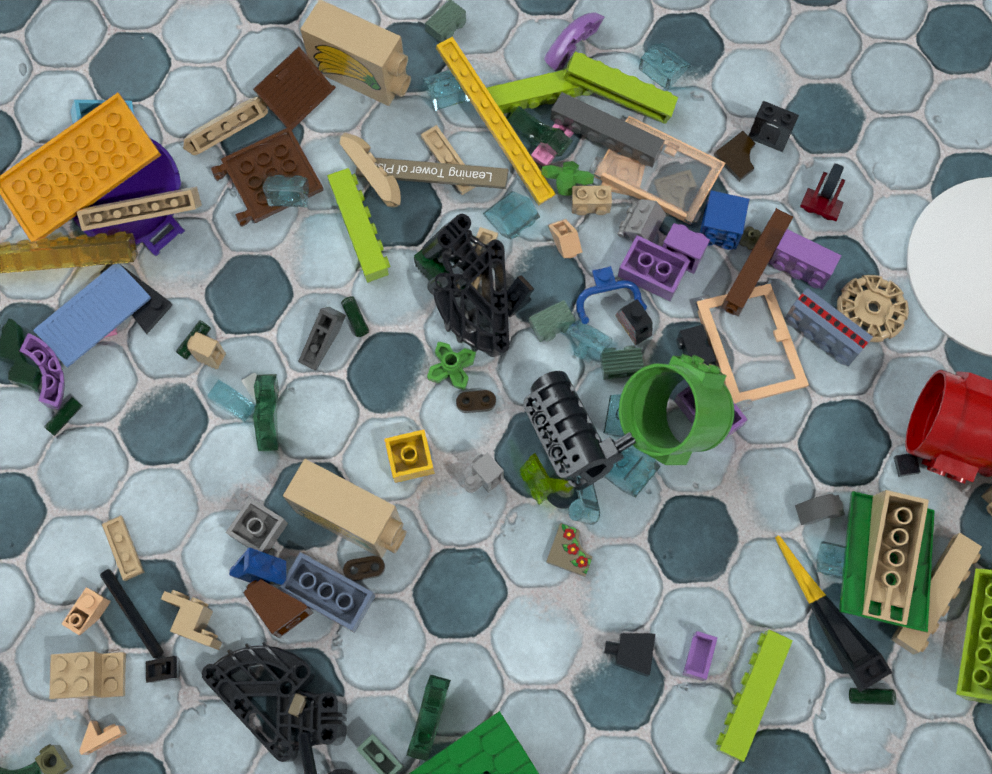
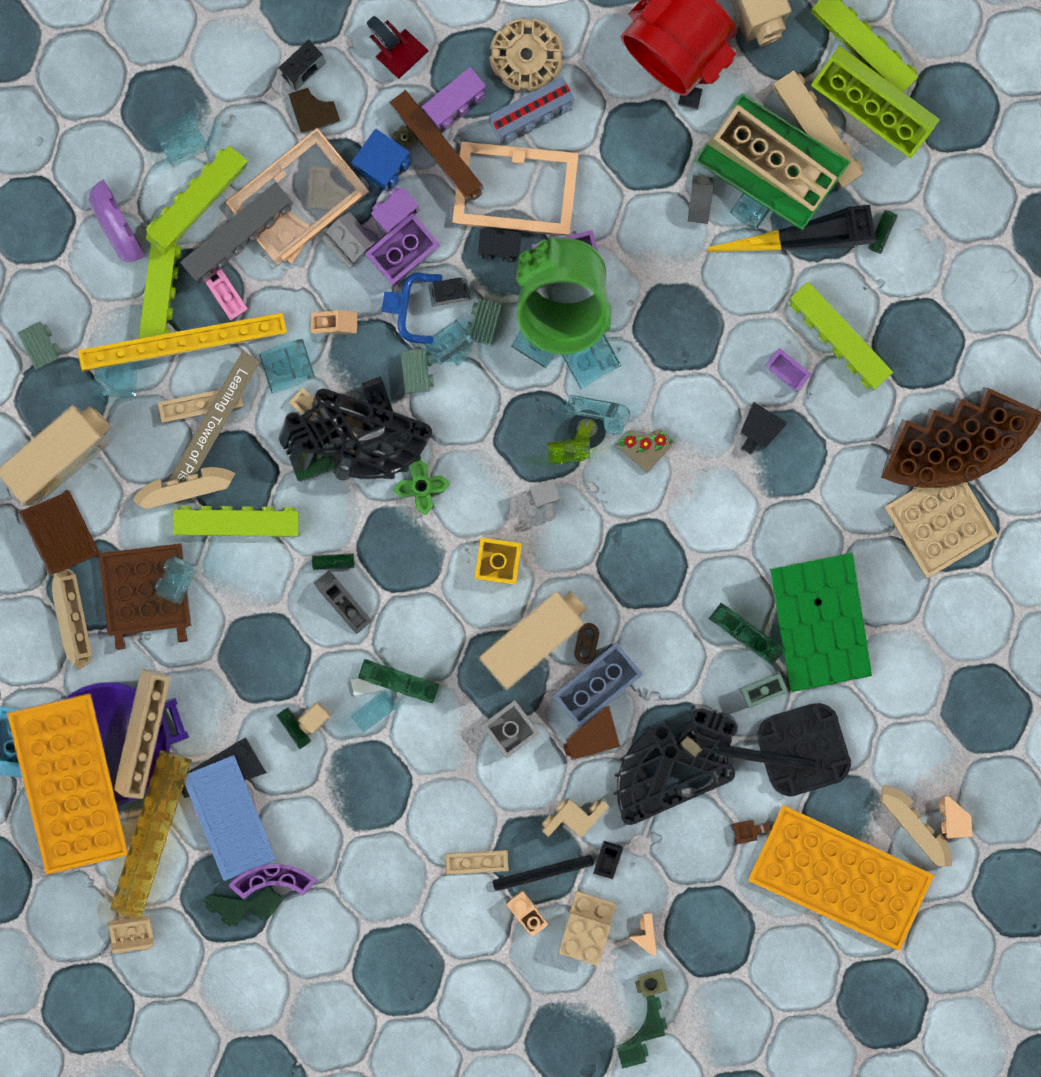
camera: 75 degrees left, 15 degrees up
(65, 414) = (325, 878): dark green piece -> none
(259, 565) = (552, 737): blue bracket -> none
(476, 403) = (466, 477): dark brown plate -> none
(539, 133) = (212, 302): clear green arch -> none
(567, 176) = (270, 293): bright green plant -> none
(571, 431) = (540, 401): black piece -> none
(591, 199) = (304, 278): tan bracket -> none

